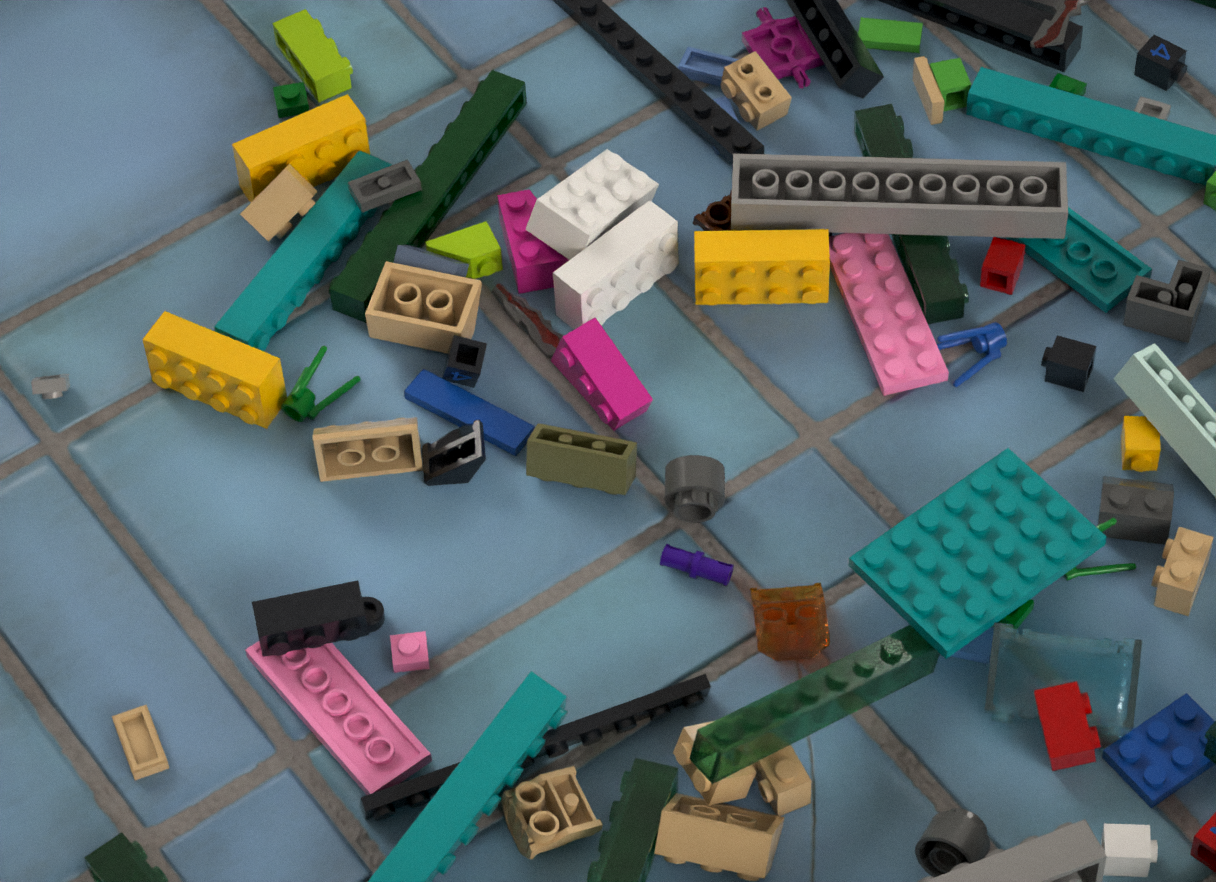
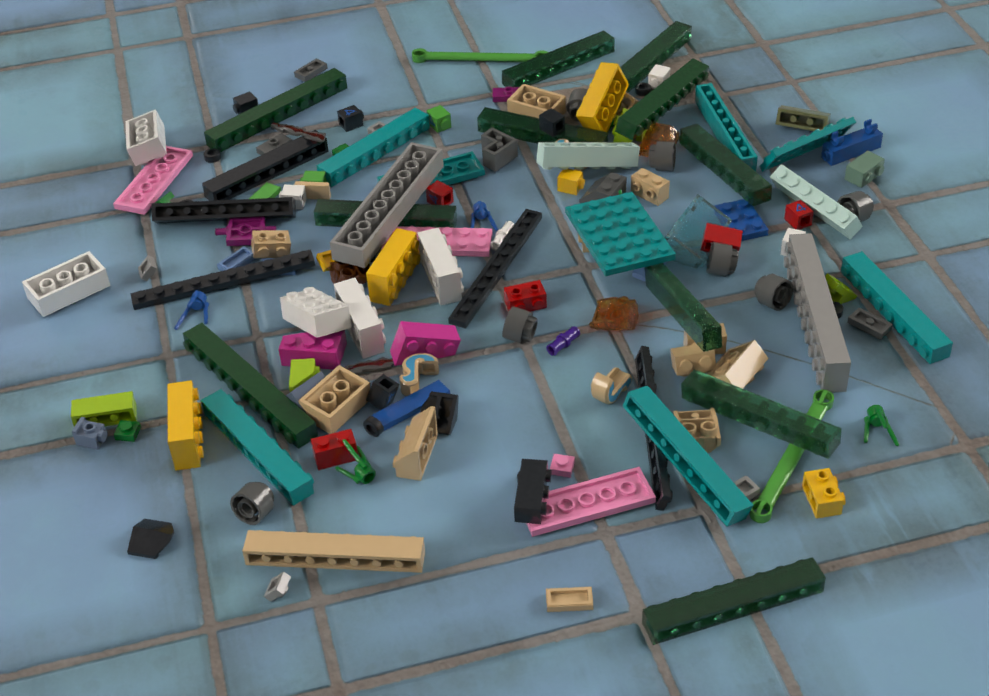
camera: 70 degrees left, 10 degrees down
(103, 210) = (150, 538): none -> black slope
(134, 426) = (334, 551): none -> tan brick
(191, 293) = (251, 499): none -> dark grey piece
(215, 369) = (324, 496): yellow brick -> none
(263, 59) = (89, 434): none -> sand blue brick
(279, 203) = (217, 440): tan brick -> none
(343, 353) = (331, 451): none -> red brick
(384, 185) = (239, 391): dark grey plate -> none
(395, 379) = (373, 426): none -> black tile
(533, 385) = (413, 367): none -> tan animal
(581, 459) = (476, 362): olive brick -> none
(586, 59) = (196, 302): none -> blue plant
(602, 663) = (609, 387): none -> tan animal
(779, 477) = (527, 296): none -> red brick
(790, 328) = (440, 266): none -> white brick
(849, 411) = (494, 269): none -> black plate
(899, 72) = (297, 192): none -> white brick
(937, 393) = (501, 234): none -> white pin
(1011, 740) = (722, 259): none -> dark grey piece
(1069, 363) = (511, 189): black brick -> none

